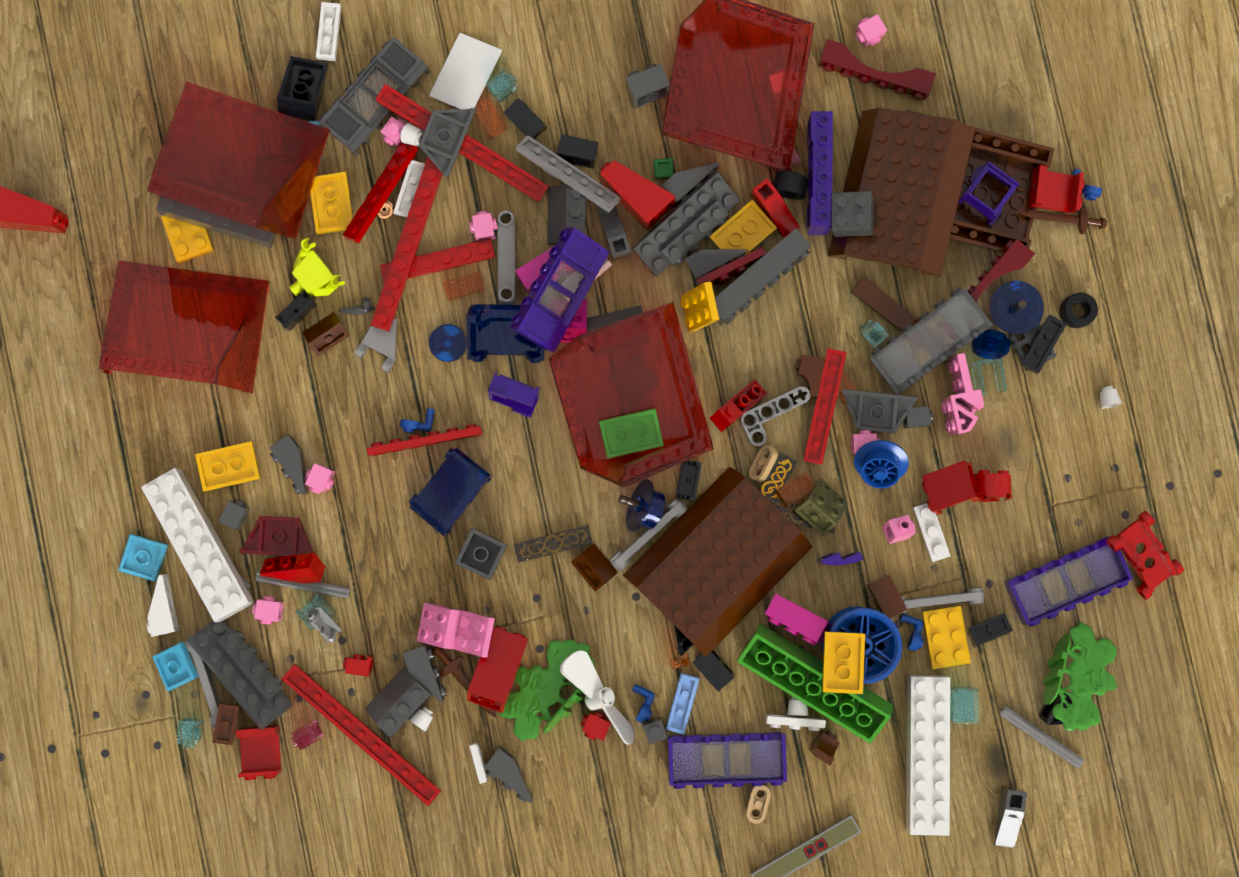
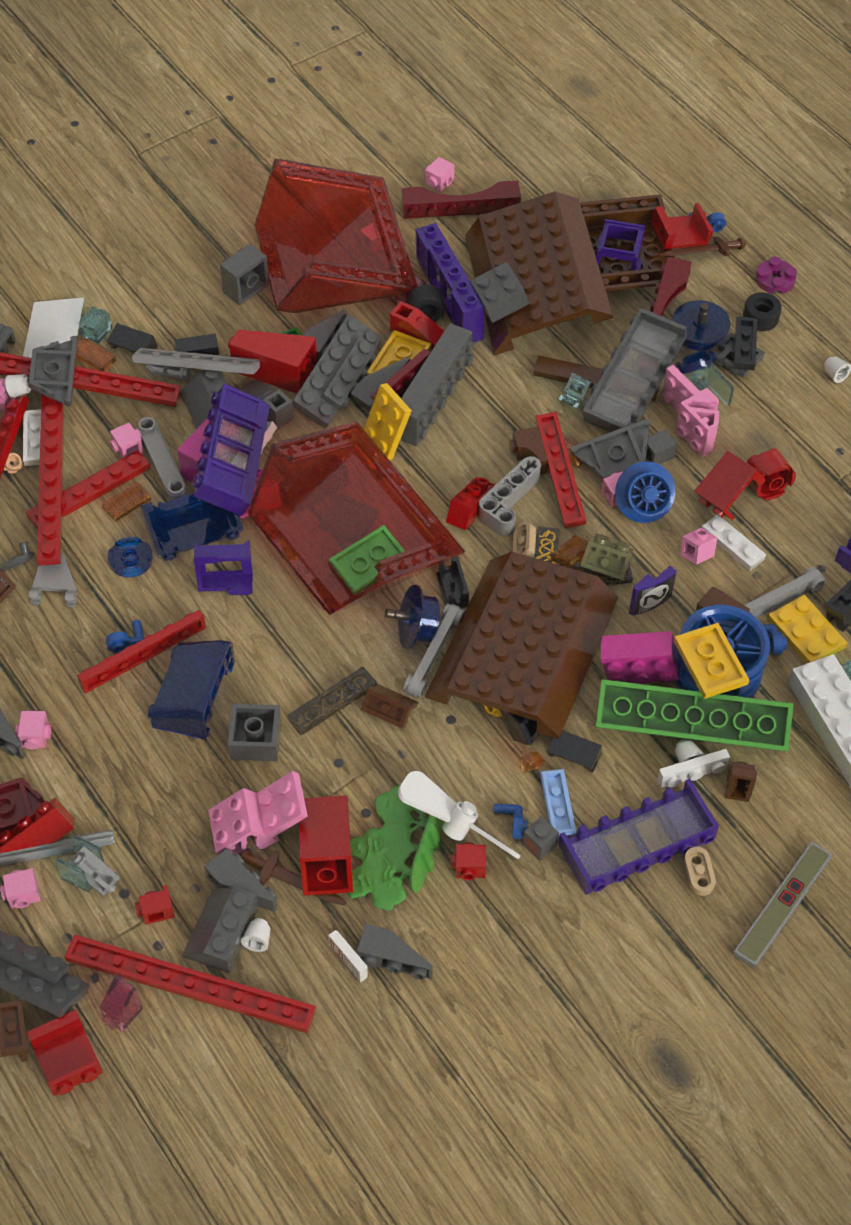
camera: 20 degrees left, 30 degrees down
(1119, 263) = (776, 266): none -> magenta plate

